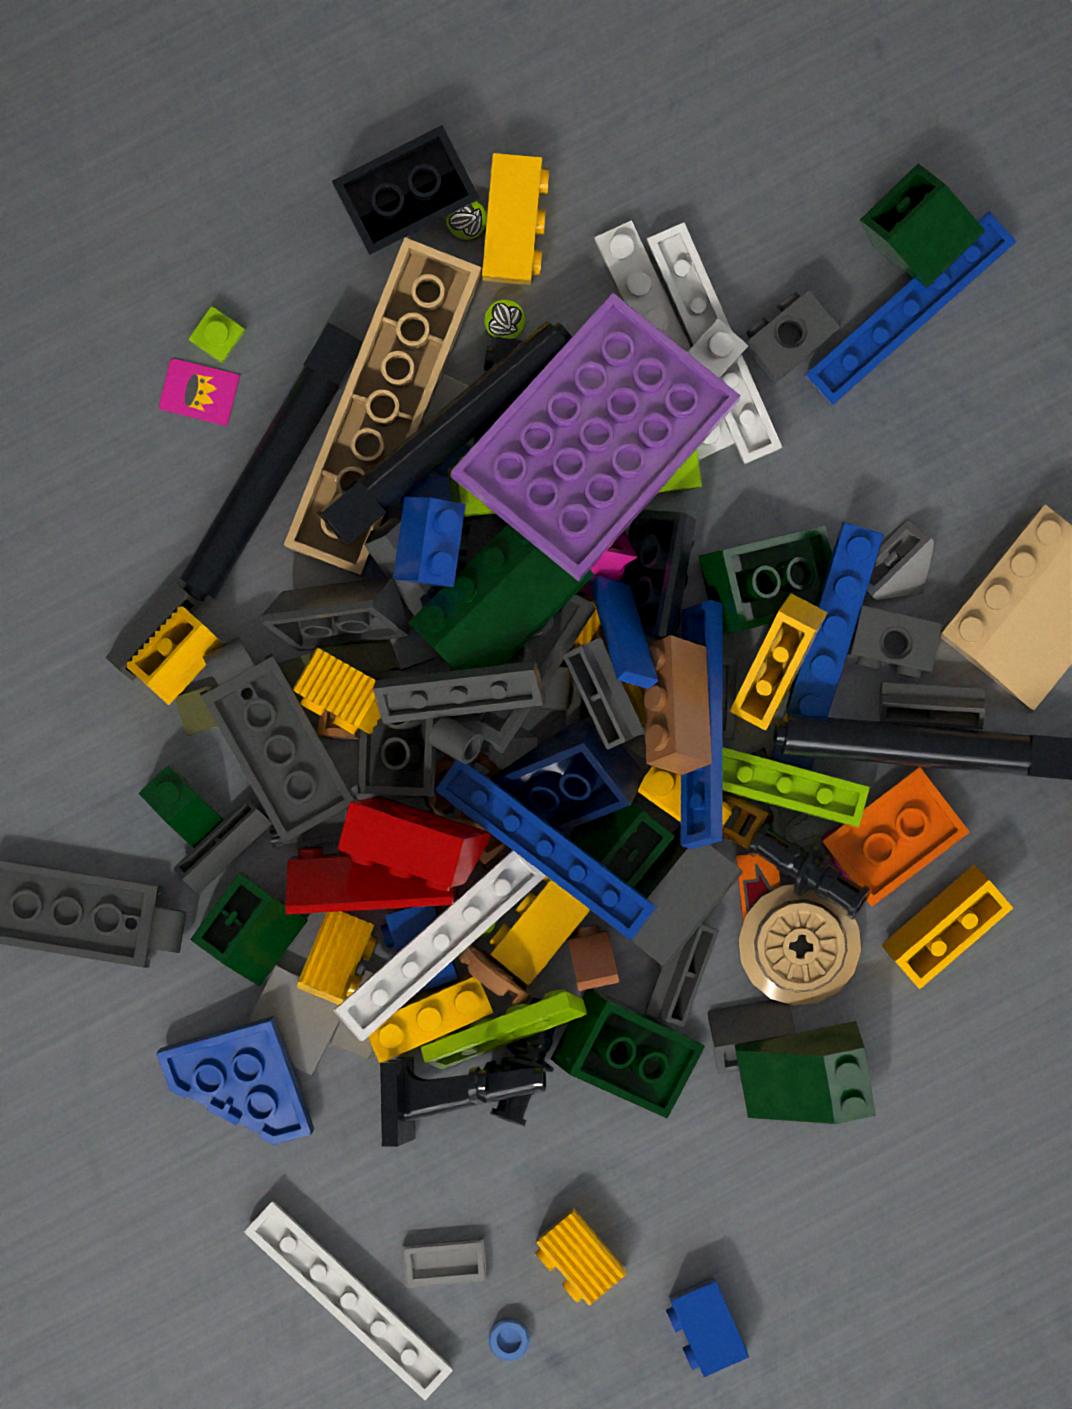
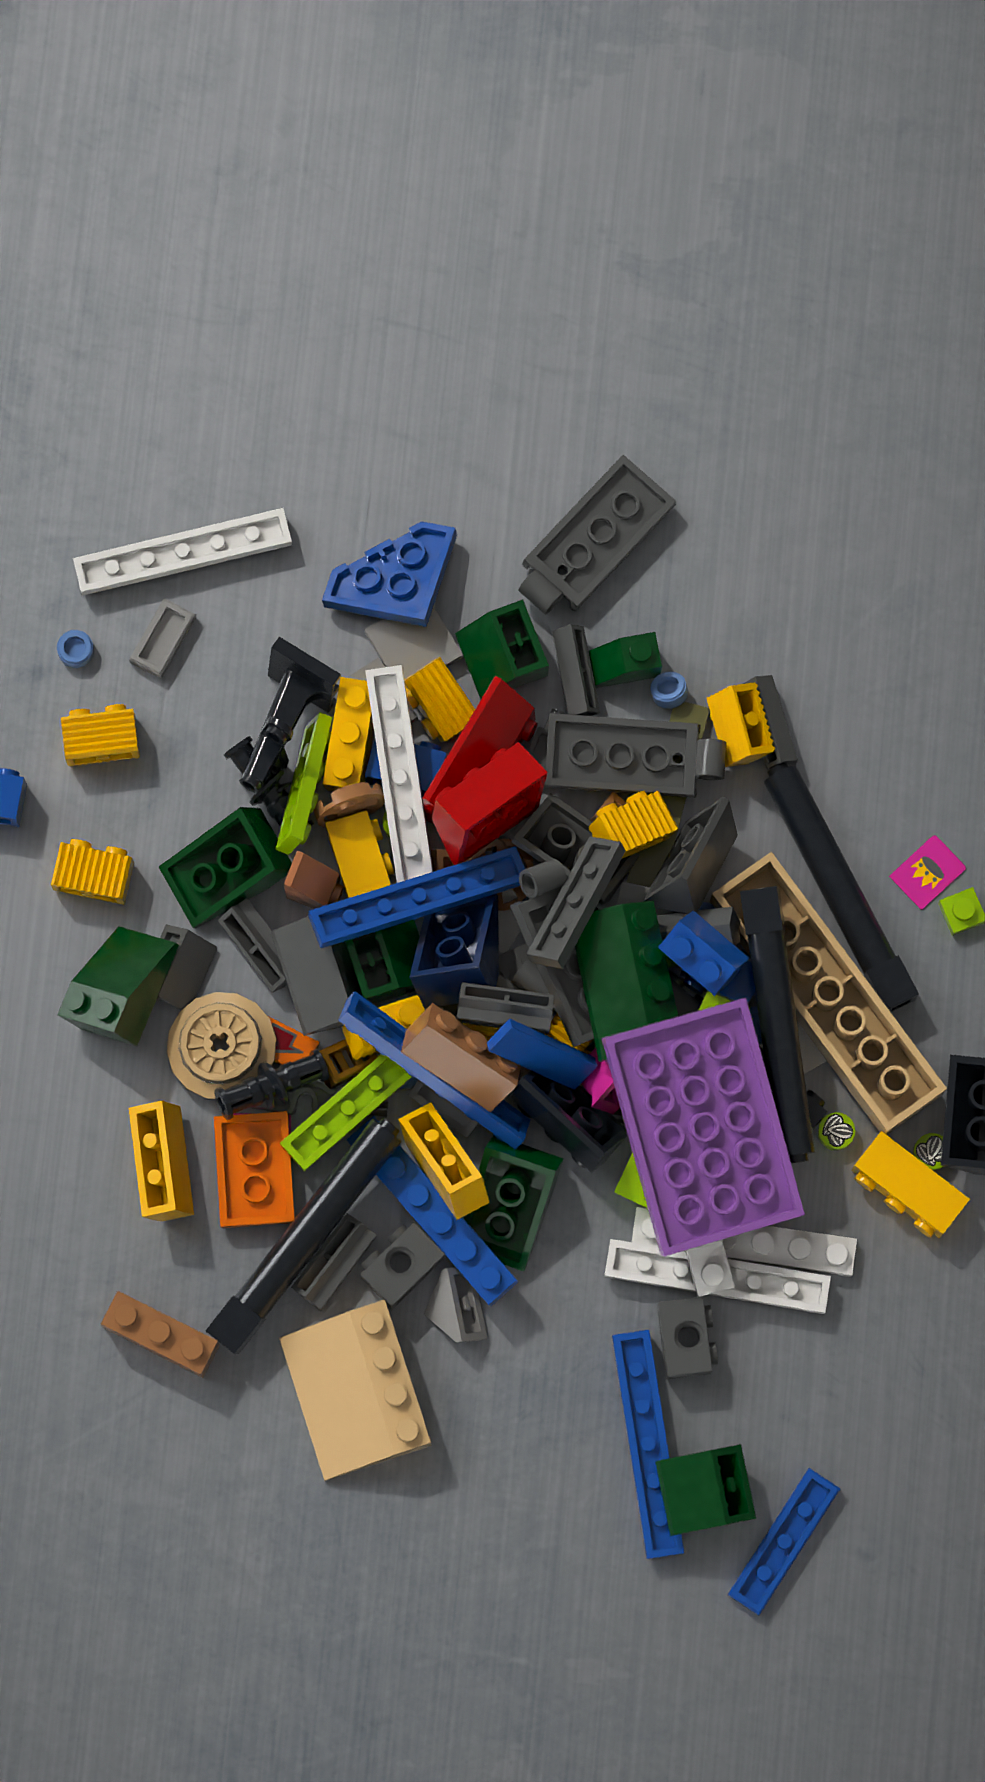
camera: 125 degrees right, 10 degrees down
(182, 746) = (669, 690): none -> medium blue tile
(715, 1175) = (92, 871): none -> yellow brick
(916, 129) = (783, 1541): none -> blue tile

